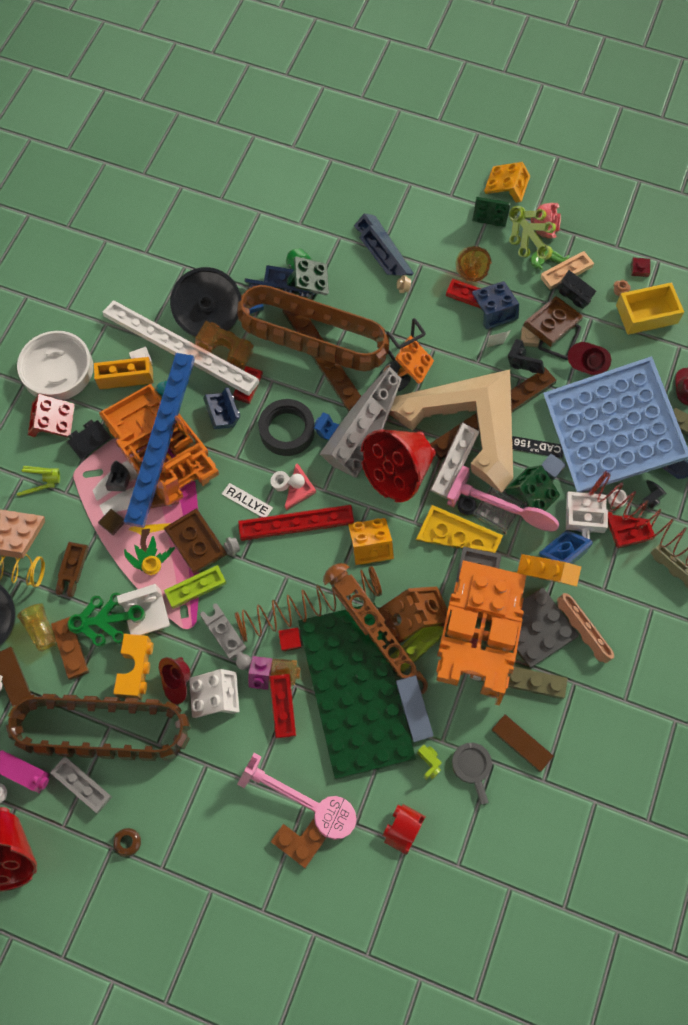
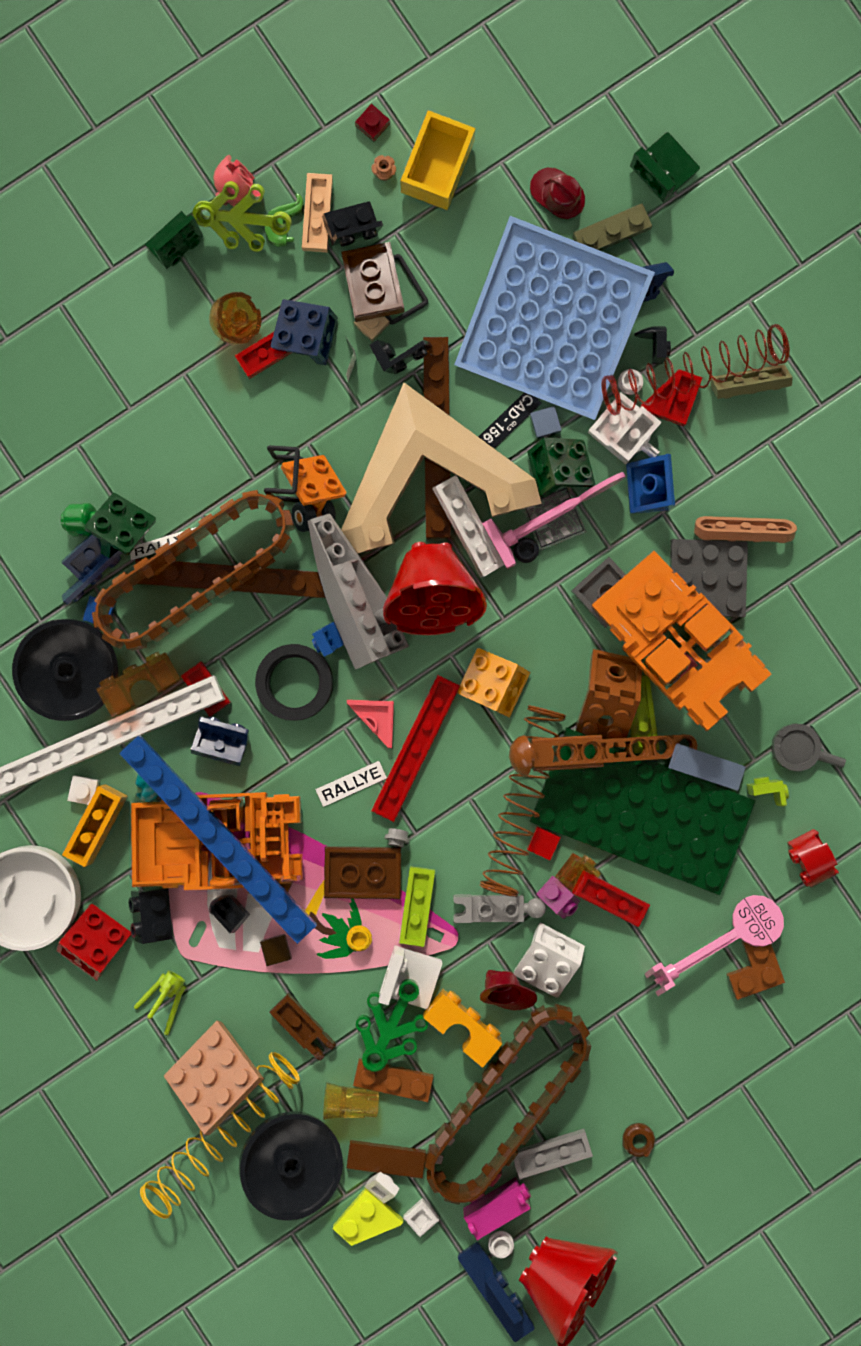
camera: 60 degrees left, 20 degrees up
(295, 481) = (370, 718): white plate -> none
(381, 246) = (128, 404): dark blue wedge -> none
(403, 284) = (201, 417): tan plate -> none
(454, 531) = (544, 587): yellow wing -> none
(509, 178) = (142, 184): light orange bracket -> none
(522, 743) = (812, 682): reddish brown tile -> none
(538, 682) = (767, 617): olive plate -> none
(549, 569) = (669, 524): light orange brick -> none
(589, 358) = (452, 280): dark red piece -> none

